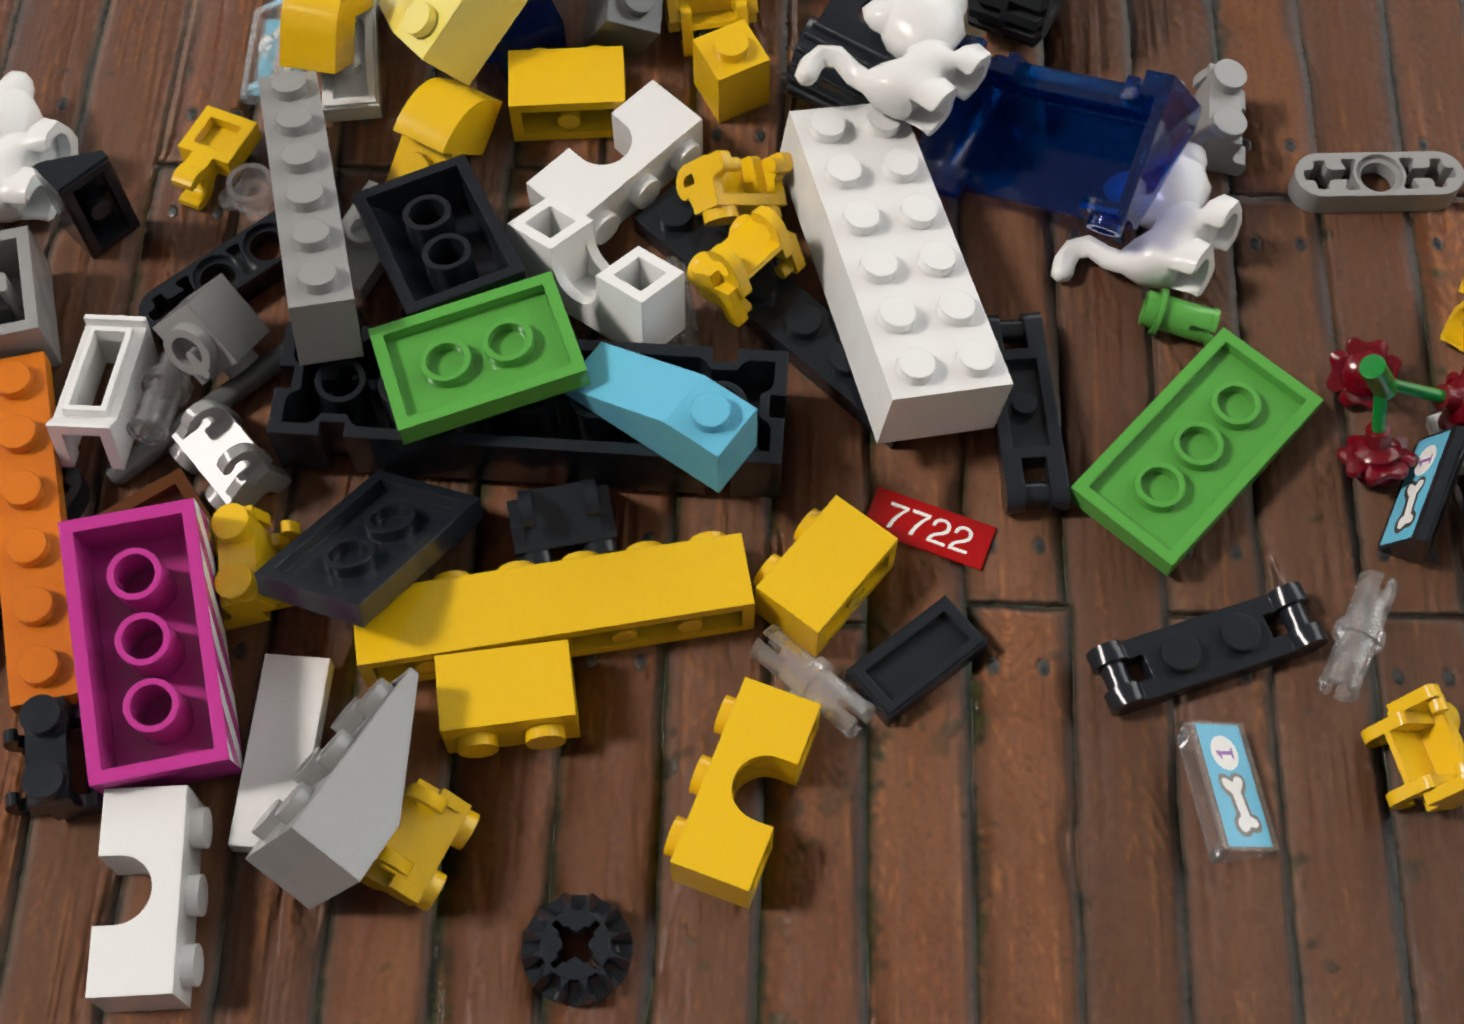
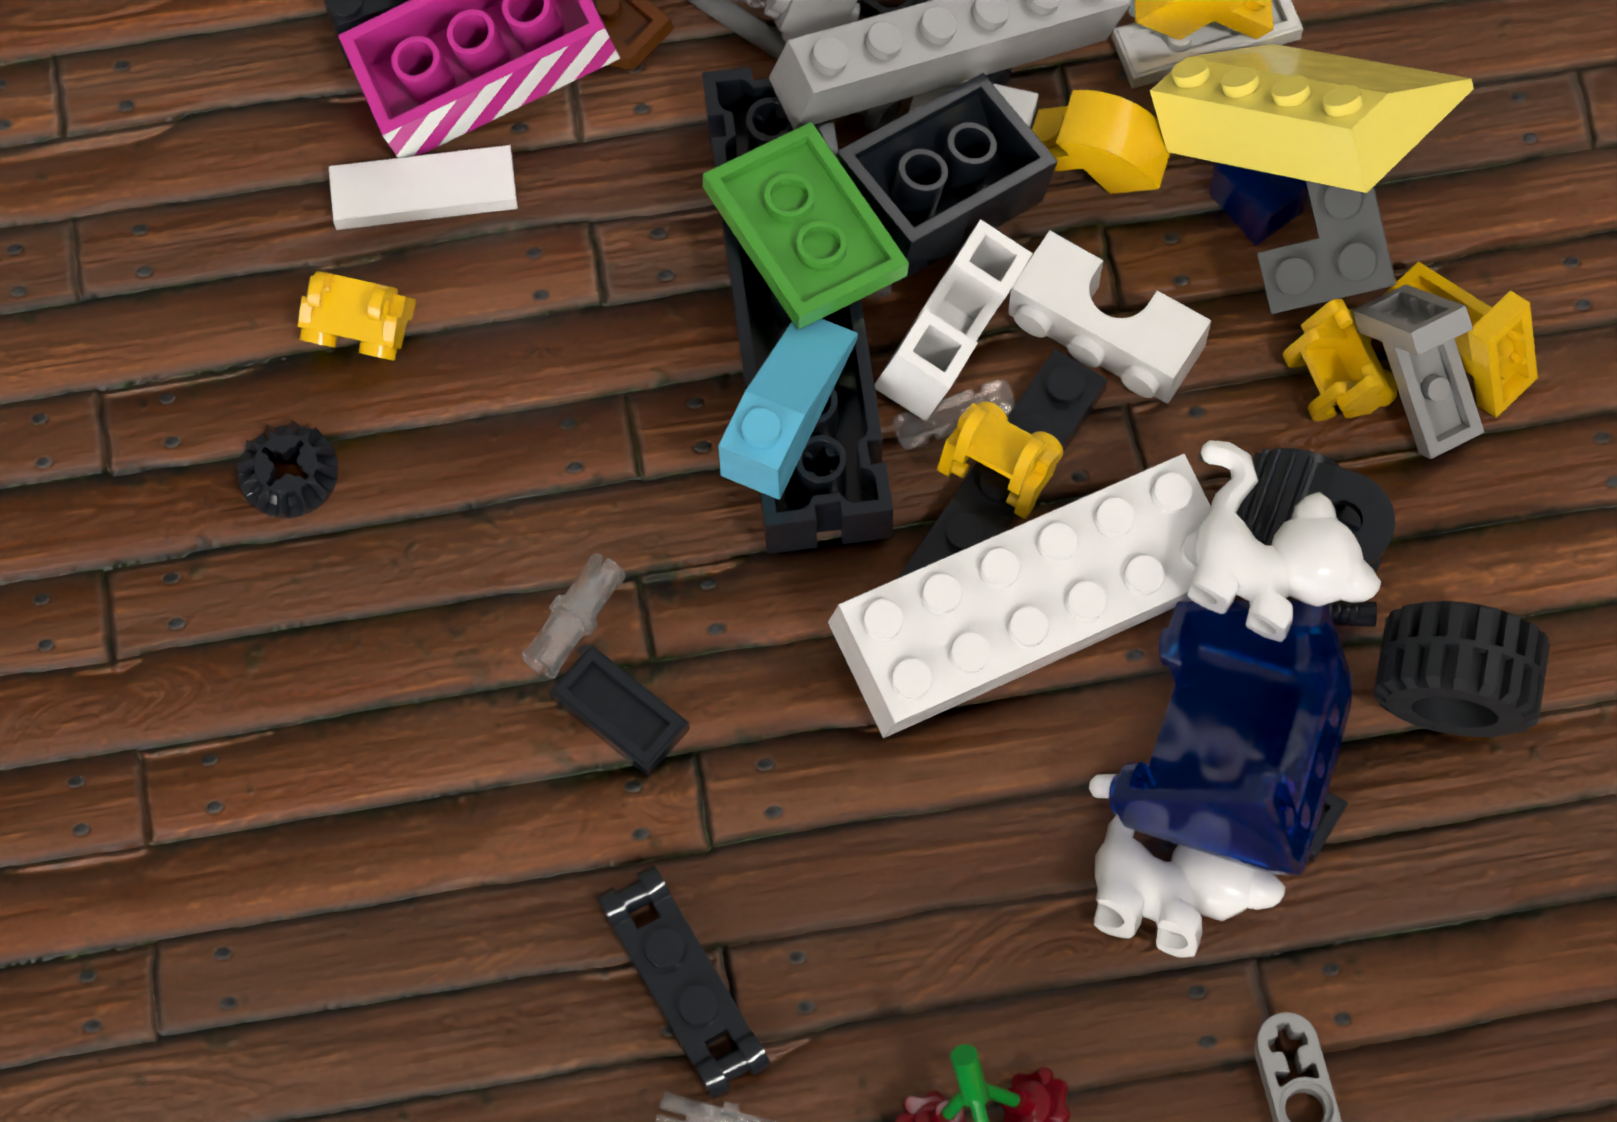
camera: 80 degrees right, 5 degrees up
(154, 955) = (316, 119): white arch -> none
(219, 448) = (700, 39): light grey piece -> none
(242, 549) = (590, 106): yellow piece -> none
(344, 800) = (355, 236): light grey slope -> none
(369, 547) = (614, 195): black plate -> none
(507, 698) = (503, 354): yellow brick -> none
(562, 519) = (691, 360): black piece -> none
(565, 92) = (1192, 247): yellow brick -> none
(587, 597) = (599, 375): yellow brick -> none
(731, 70) = (1259, 400): yellow brick -> none
(732, 185) = (1102, 430): yellow piece -> none
(761, 736) = (399, 558): yellow arch -> none
(823, 574) = (683, 603): yellow brick -> none
(932, 528) = (769, 702): red sticker -> none
(1029, 423) = (914, 765): black plate -> none
(1178, 317) = (1064, 909): bright green pin -> none
(1194, 450) = (905, 943): bright green plate -> none
(1222, 116) = (1337, 917): light grey piece -> none
(1226, 791) = (536, 1015): slope -> none

